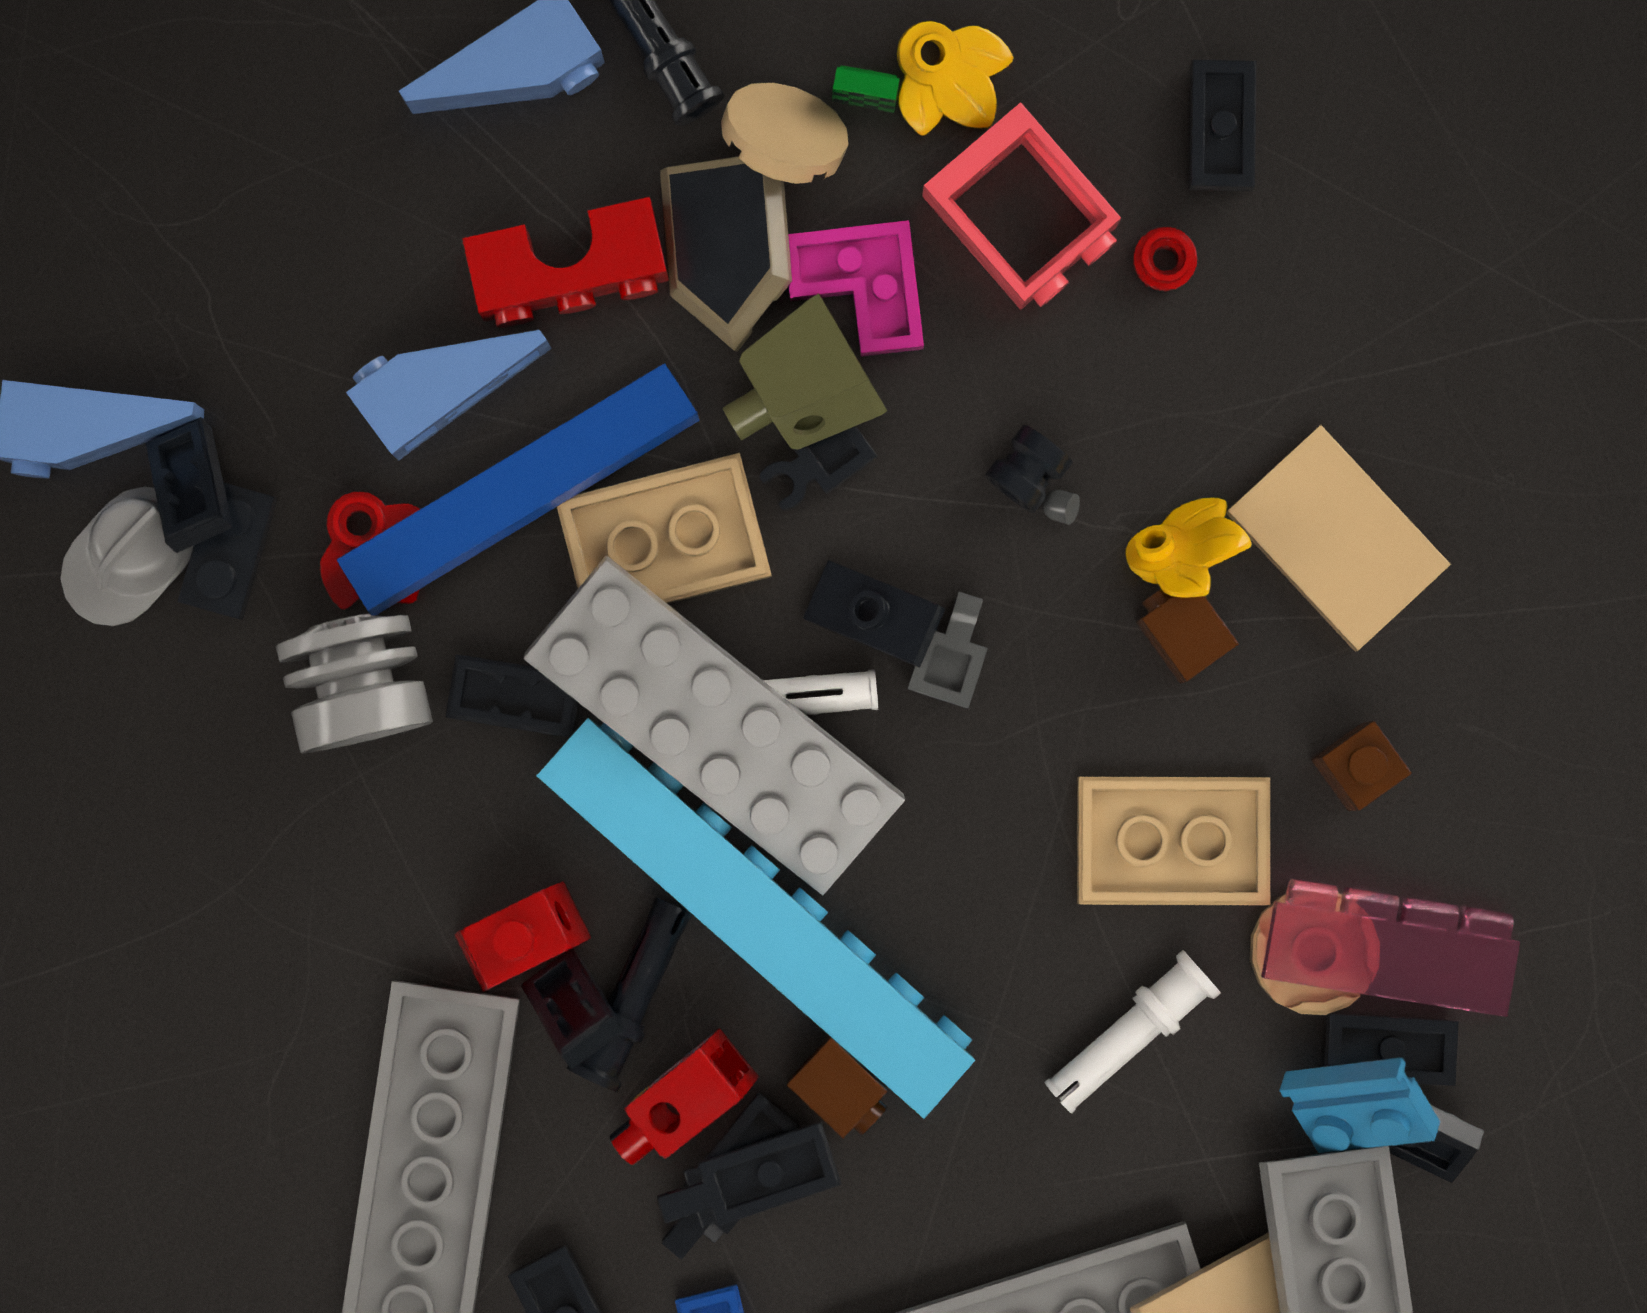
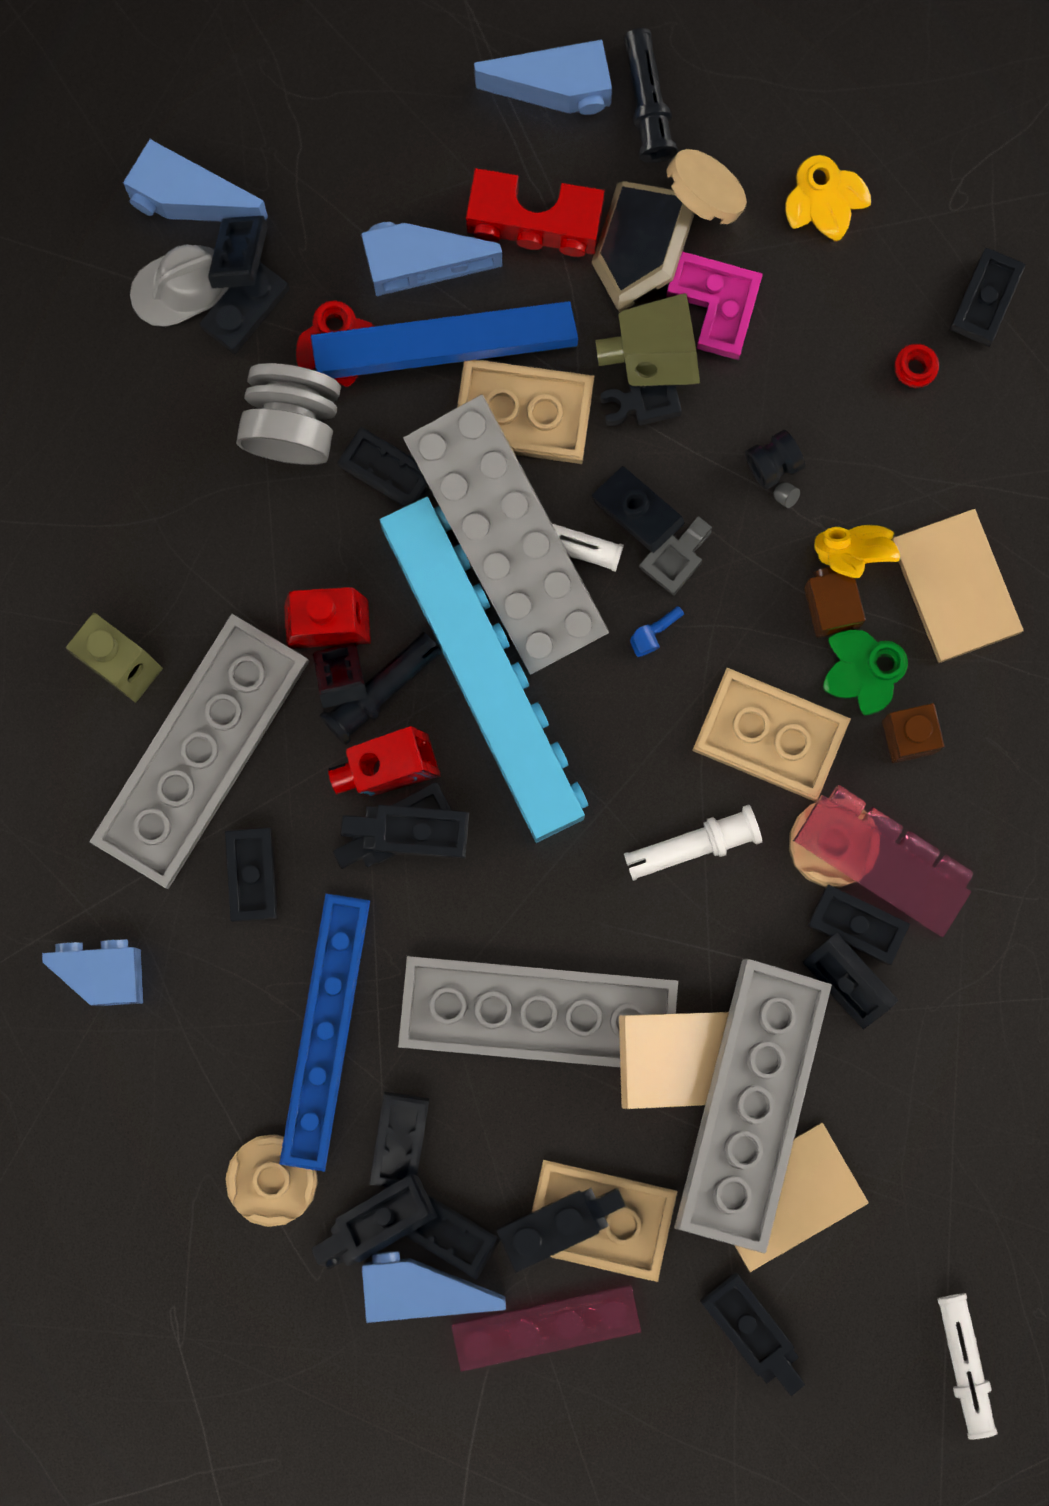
camera: 25 degrees right, 5 degrees down
(259, 1107) = (114, 657): none -> olive torso
(839, 1089) = (489, 800): reddish brown brick -> none
(865, 88) = (769, 182): green tile -> none
(953, 783) = (644, 638): none -> blue hand
(982, 156) = (825, 254): coral window -> none
(1253, 708) = (858, 670): none -> green plate
(1360, 1105) = (824, 947): dark azure plate -> none

